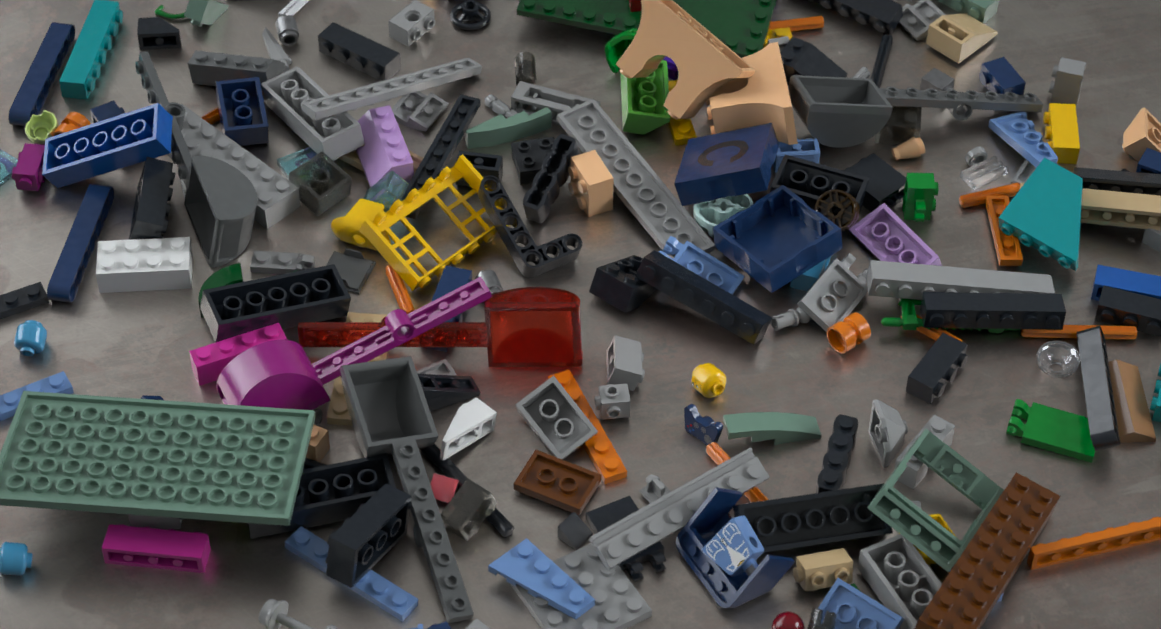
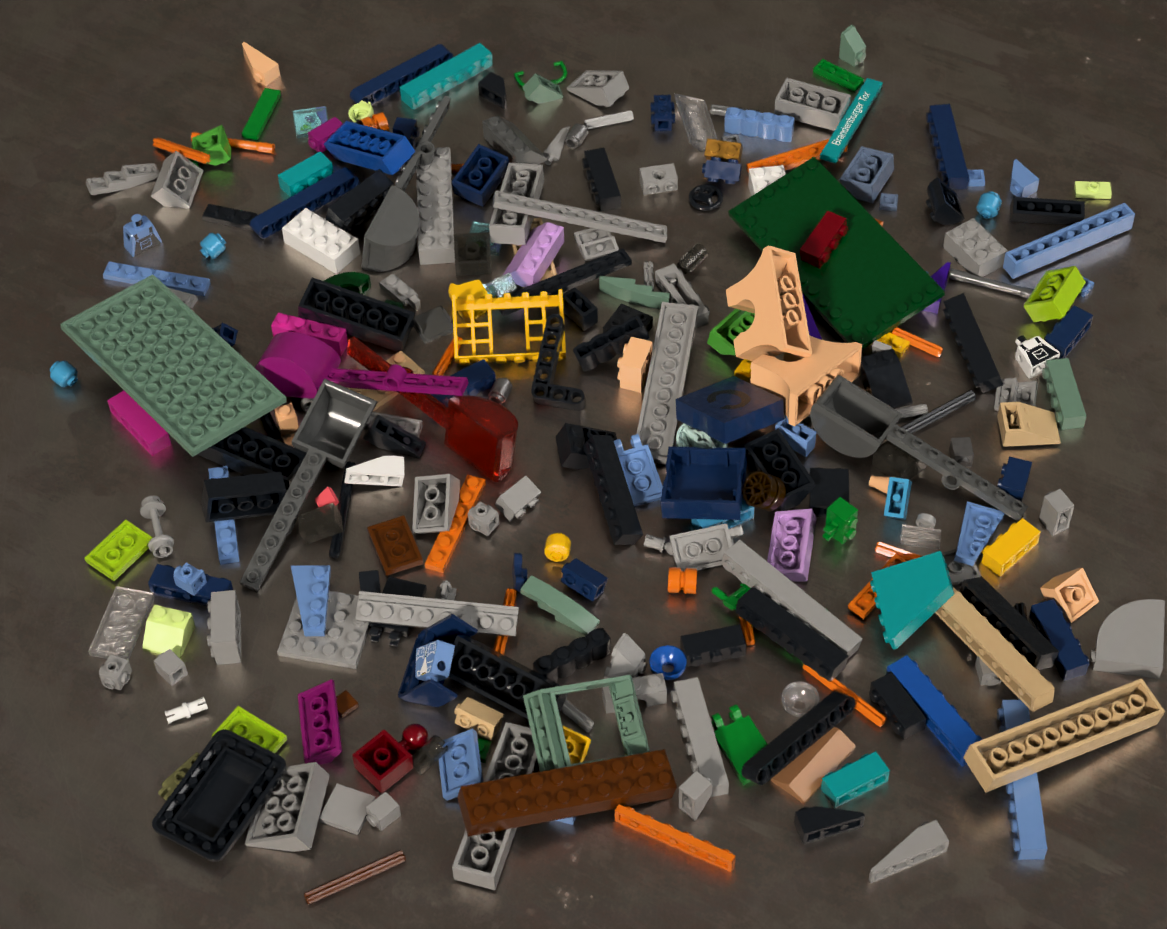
camera: 45 degrees right, 5 degrees up
(51, 216) = (305, 174): none -> teal brick
(766, 390) = (583, 579): none -> dark blue brick
(919, 400) = (668, 656): none -> blue piece
(941, 149) = (897, 498): none -> dark azure brick
(1020, 447) = (699, 734): none -> light grey brick
(1081, 492) = (694, 794): none -> light grey slope

